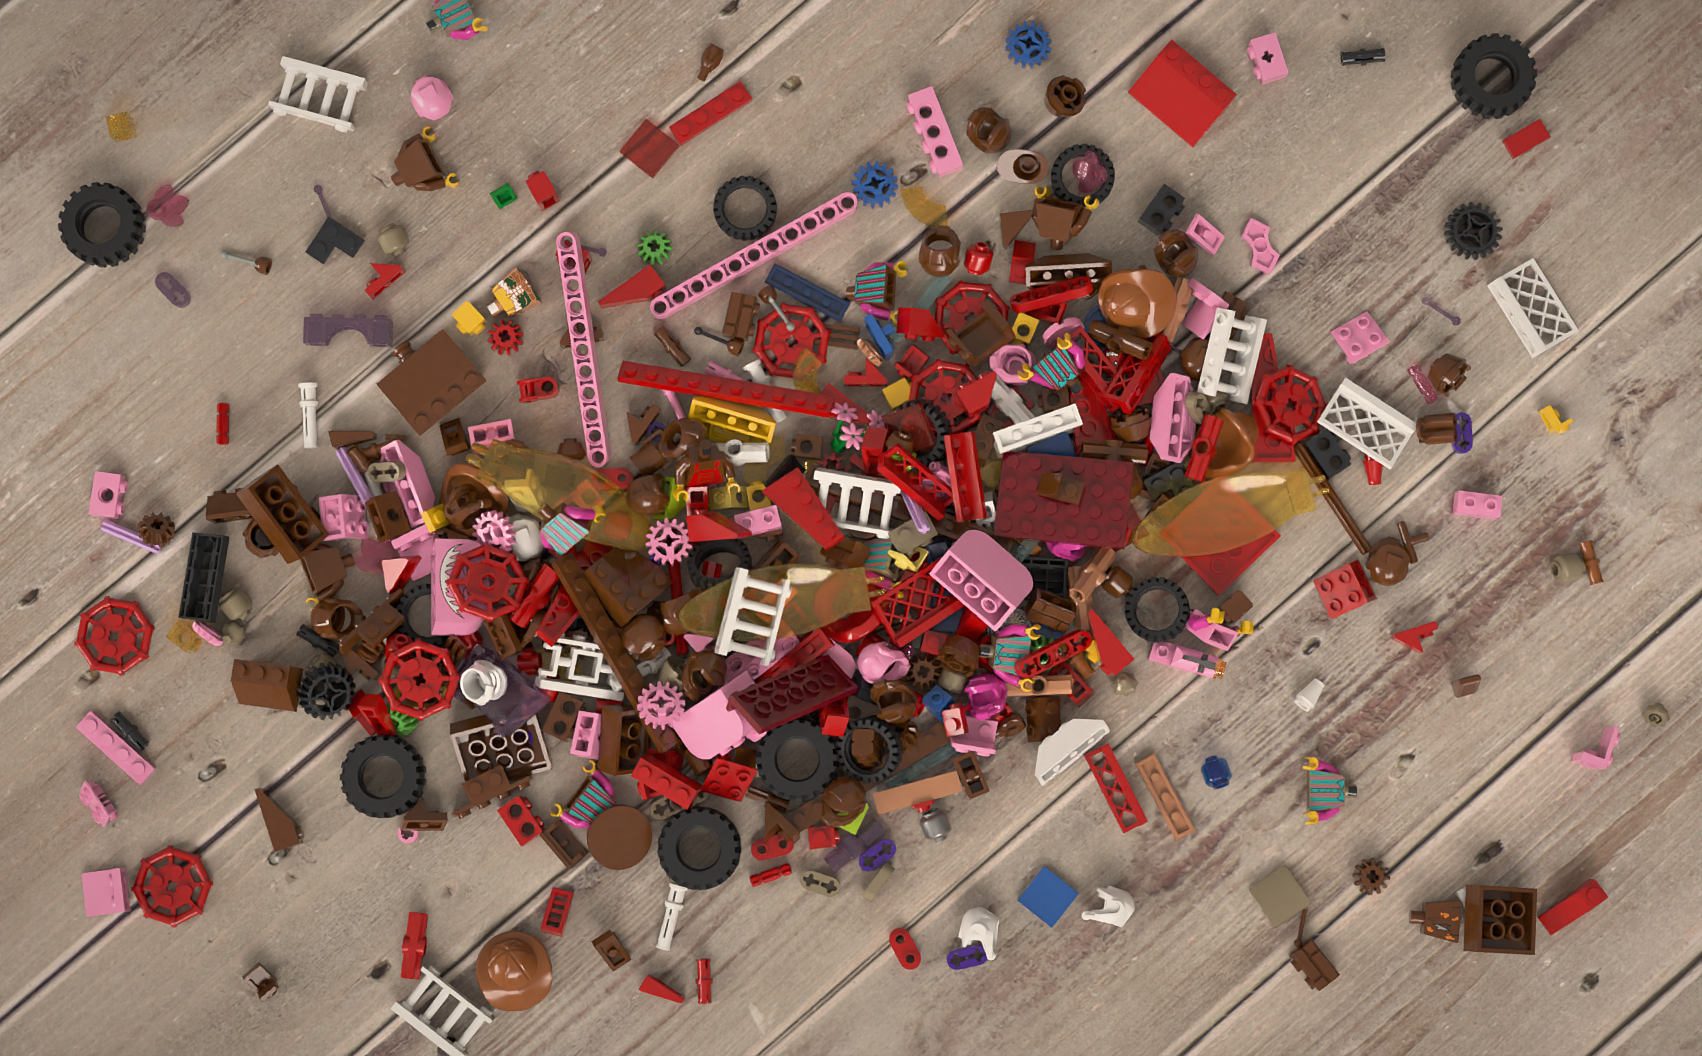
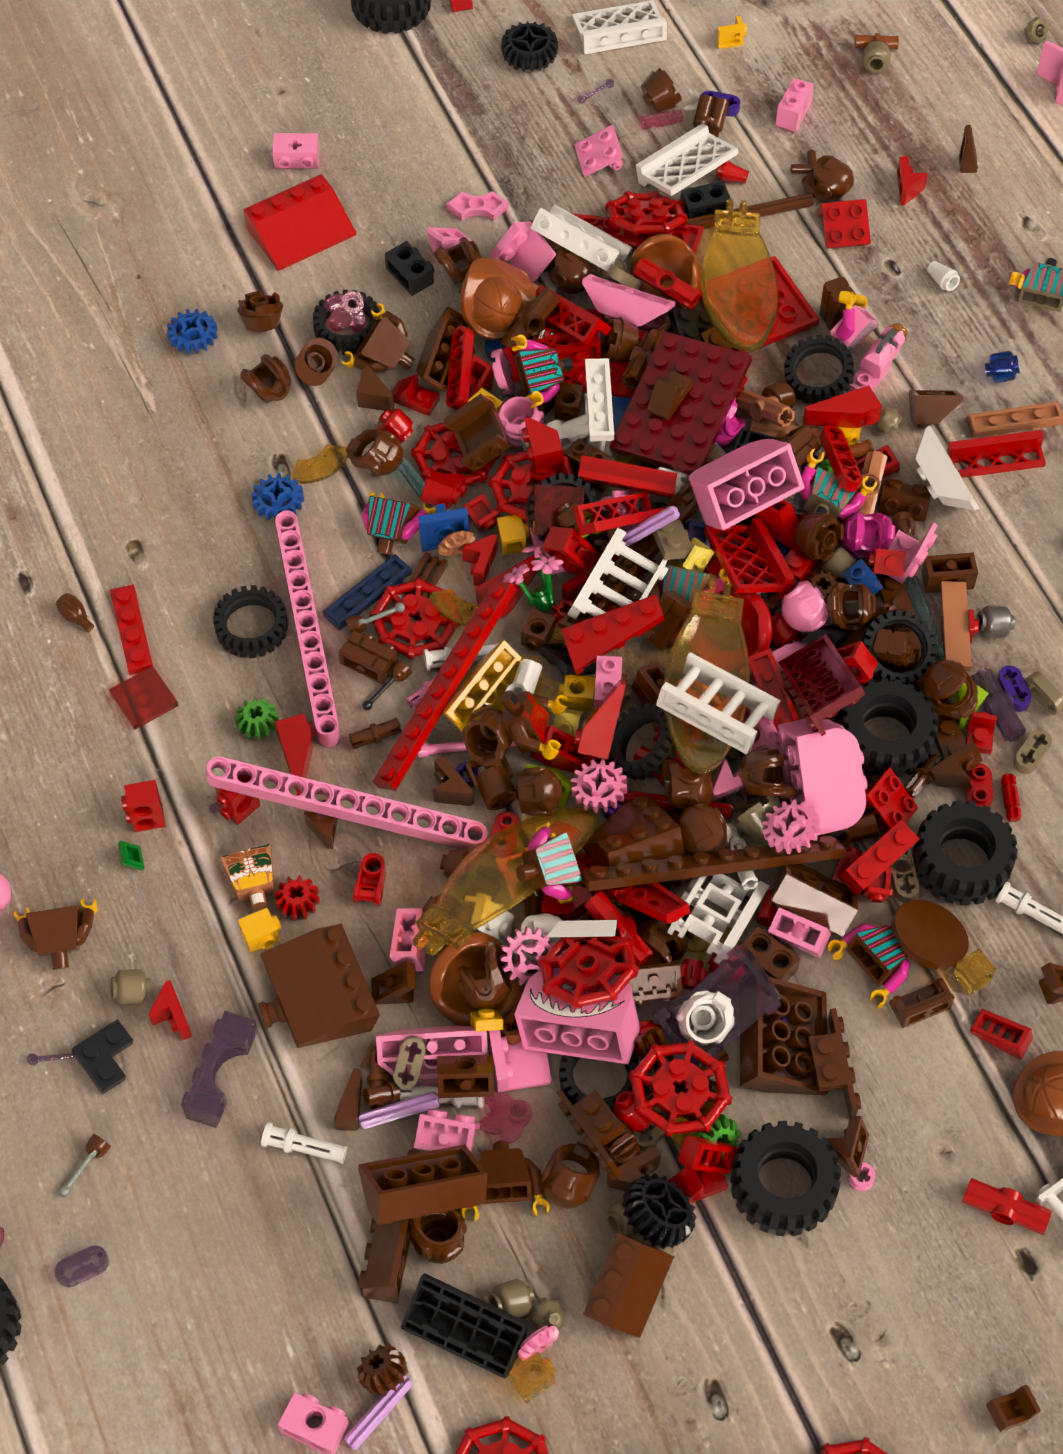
camera: 75 degrees left, 25 degrees down
(222, 424) = (275, 1253): red axle -> none
(280, 825) = (814, 1326): reddish brown slope -> none
(317, 641) = (588, 1215): black pin -> none
(398, 571) = (532, 1087): slope -> none
(516, 824) = (884, 1044): red brick -> none
(520, 569) = (584, 928): none -> white sticker
(599, 879) = (974, 971): none -> clear yellow brick
(927, 100) = (245, 431): bright pink brick -> none
(1154, 720) = (932, 406): none -> reddish brown slope
(1362, 57) = (327, 85): black pin -> none

